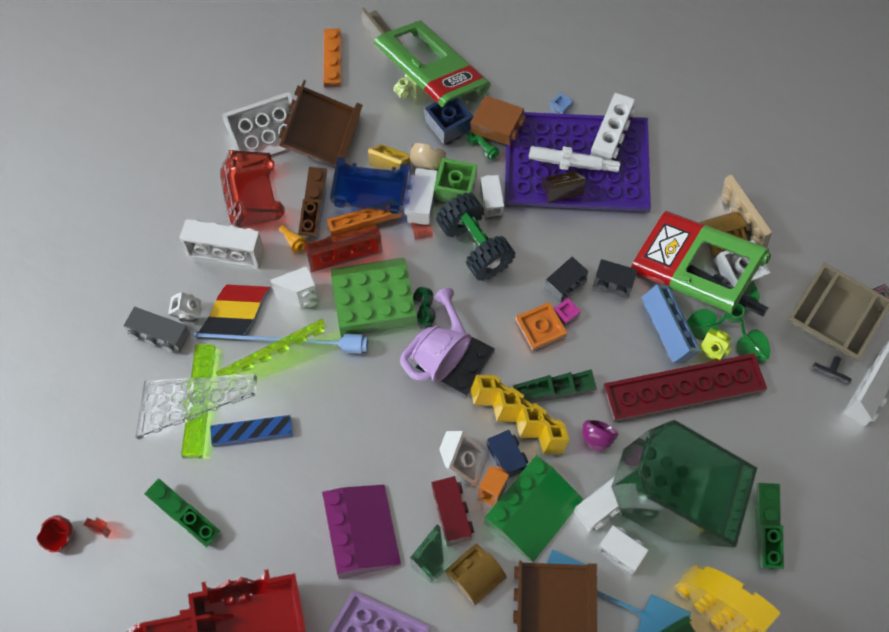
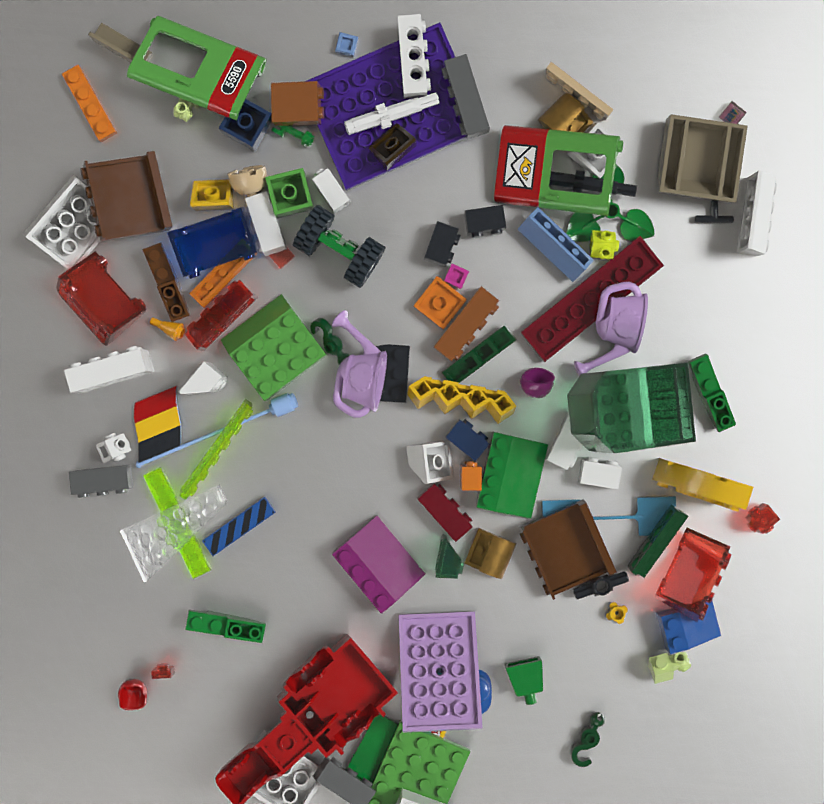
camera: 25 degrees left, 25 degrees up
(556, 353) = (466, 323): none -> dark orange brick
(644, 175) = (466, 97): none -> dark grey brick
(710, 409) = (620, 324): none -> lavender piece

